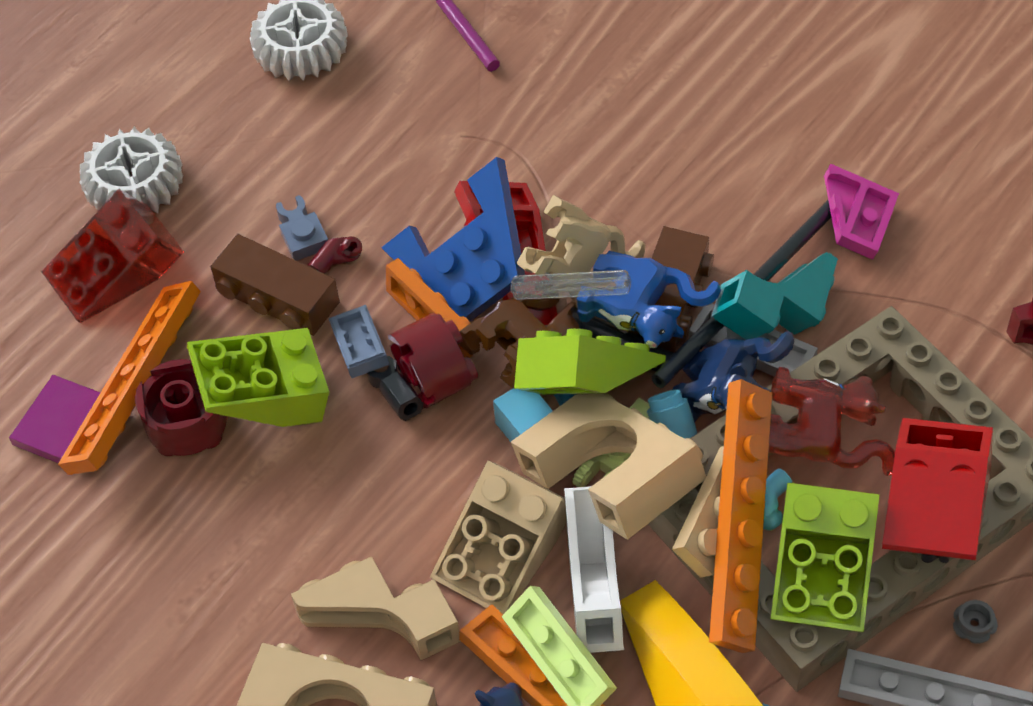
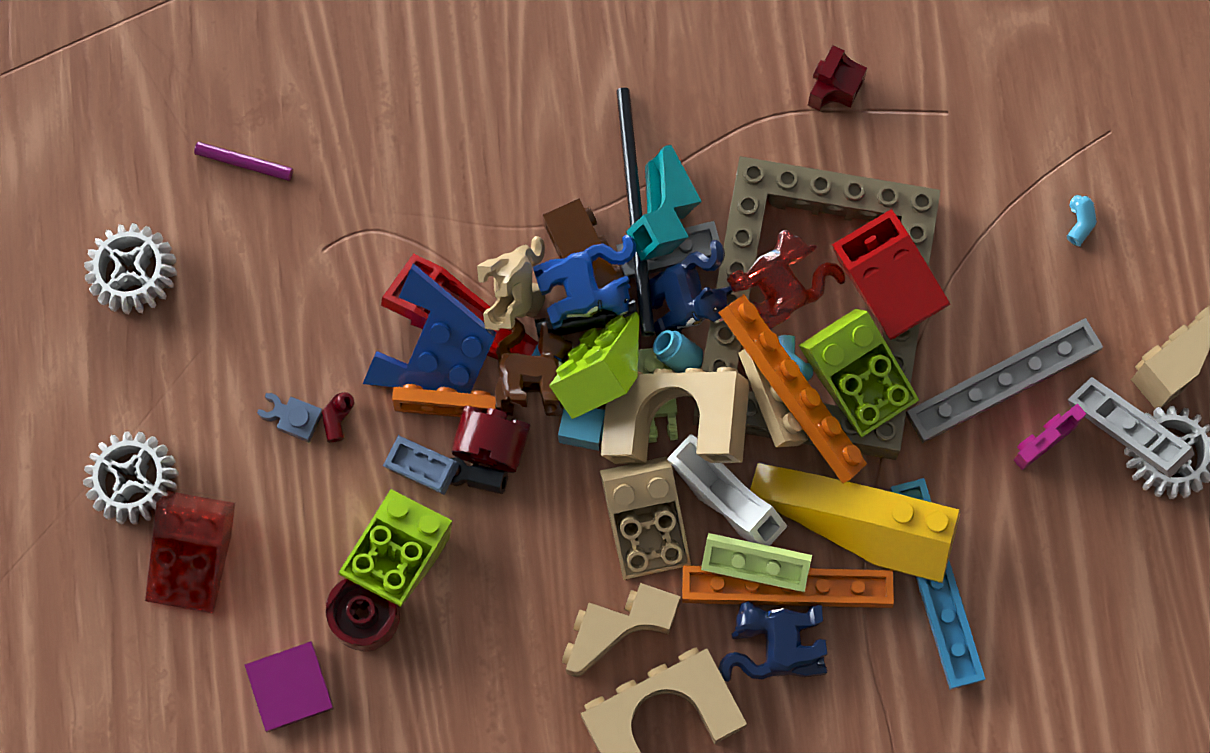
camera: 45 degrees left, 20 degrees up
(117, 399) = (306, 621): orange plate -> none
(275, 284) = (323, 474): reddish brown brick -> none
(571, 284) = (541, 318): clear axle -> none
(858, 210) = (648, 92): dark pink wing -> none
(977, 611) = (957, 320): dark grey plate -> none

